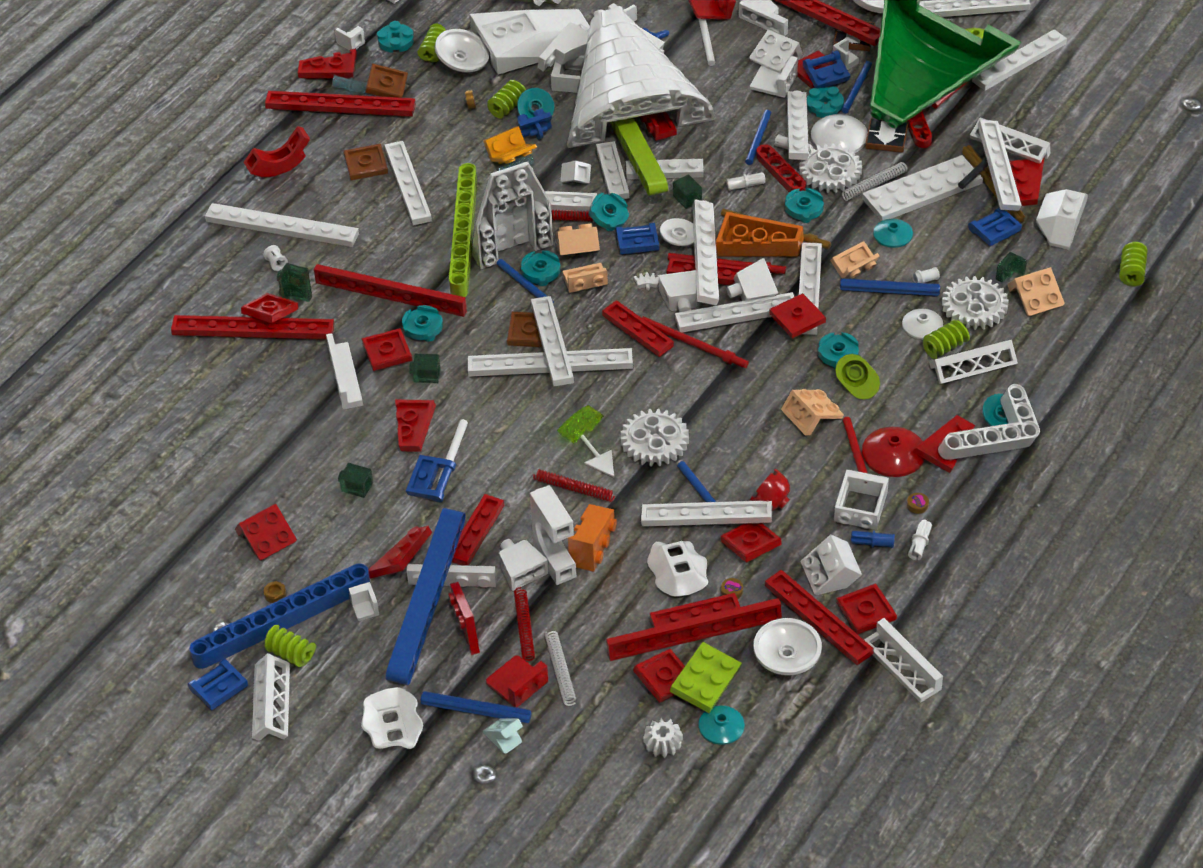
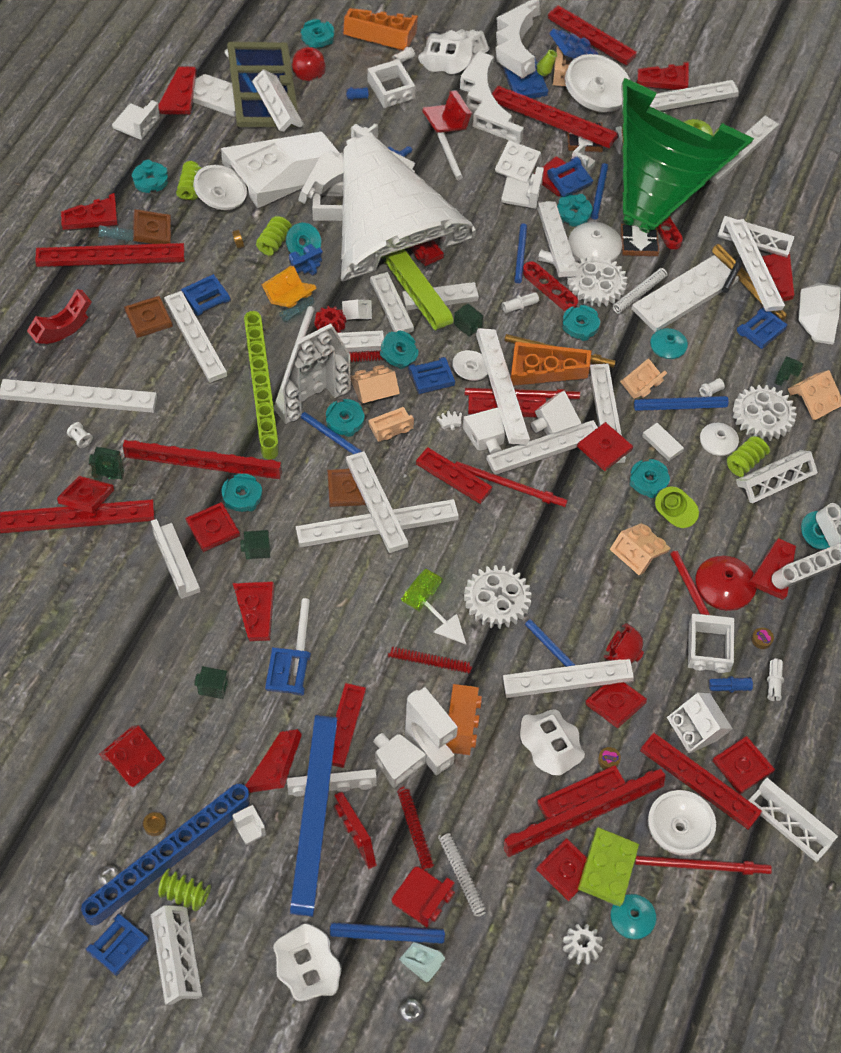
camera: 15 degrees left, 10 degrees up
(351, 39) = (106, 184): white panel -> none
(426, 142) = (202, 290): none -> blue plate
(549, 178) = (330, 316): none -> red gear
(845, 696) = (746, 867): none -> red bar
(861, 320) = (662, 442): none -> white tile

